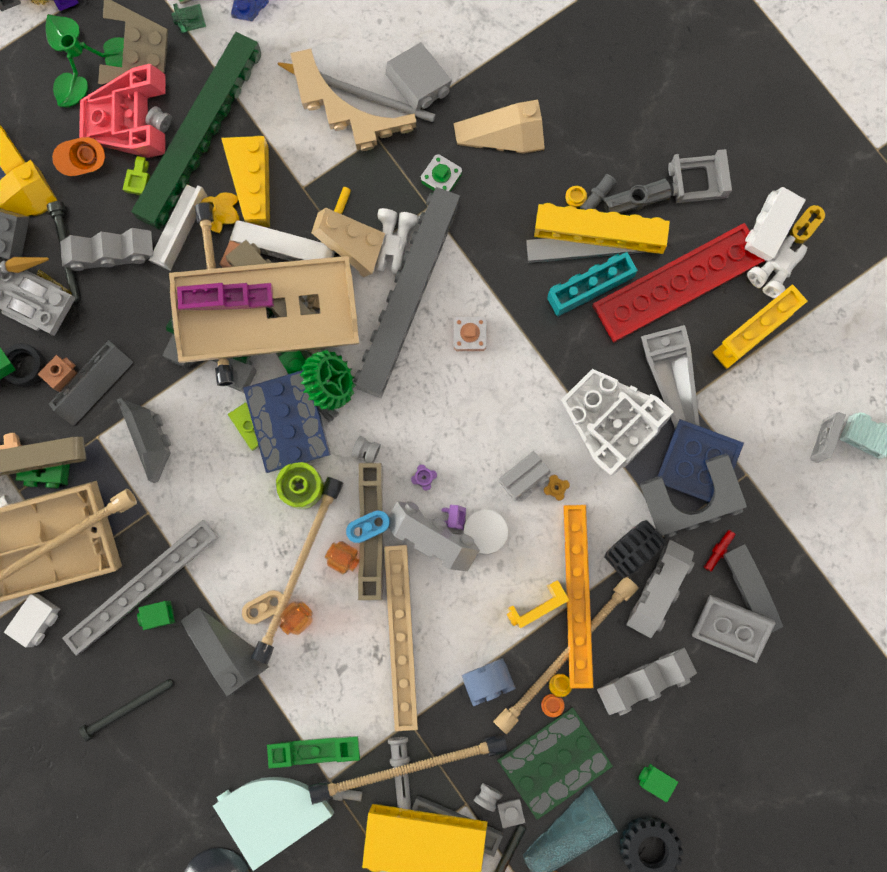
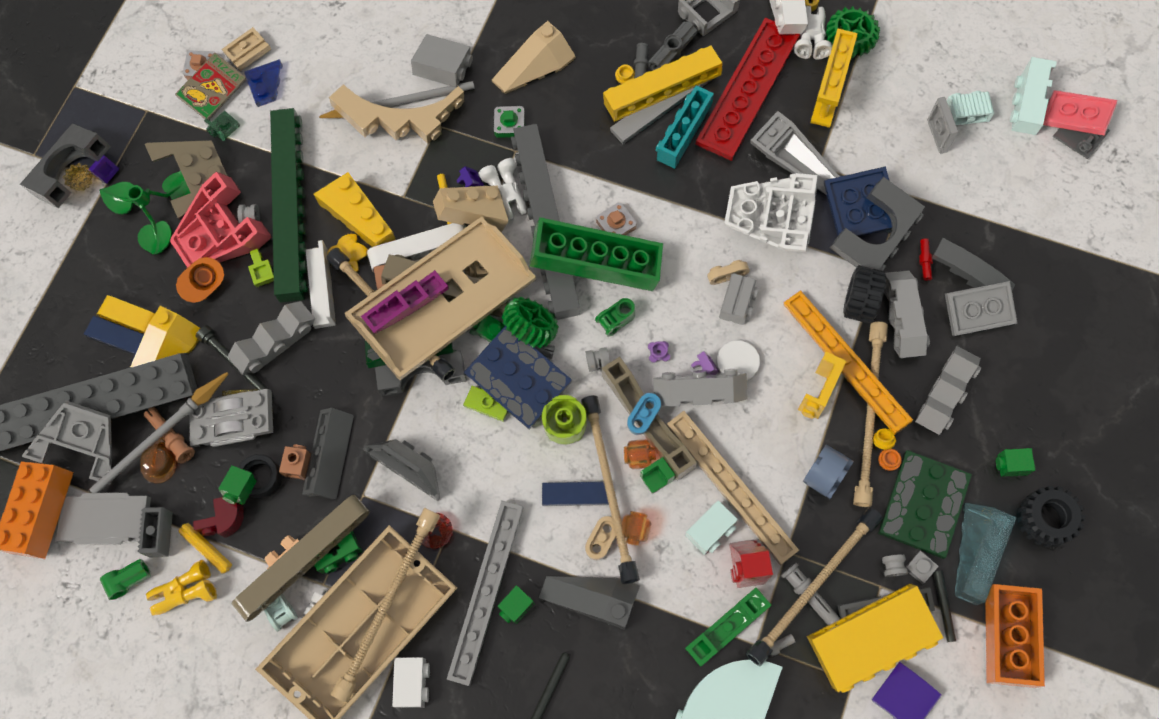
camera: 35 degrees left, 10 degrees down
(143, 512) = (445, 530): none -> clear red gear
(266, 553) = (574, 494): none -> dark blue tile
(345, 585) = (657, 475): none -> green panel
(358, 661) = (711, 528): none -> light aqua brick
(365, 713) = (750, 564): none -> red wedge
(368, 210) = (469, 177): none -> dark purple tile
(406, 422) = (613, 320): none -> green piece
(424, 357) = (596, 254): none -> green brick
(525, 443) = (722, 274): none -> tan plate
(555, 481) = (768, 298): pearl gold plate -> none
(833, 282) = (857, 22): none -> green gear

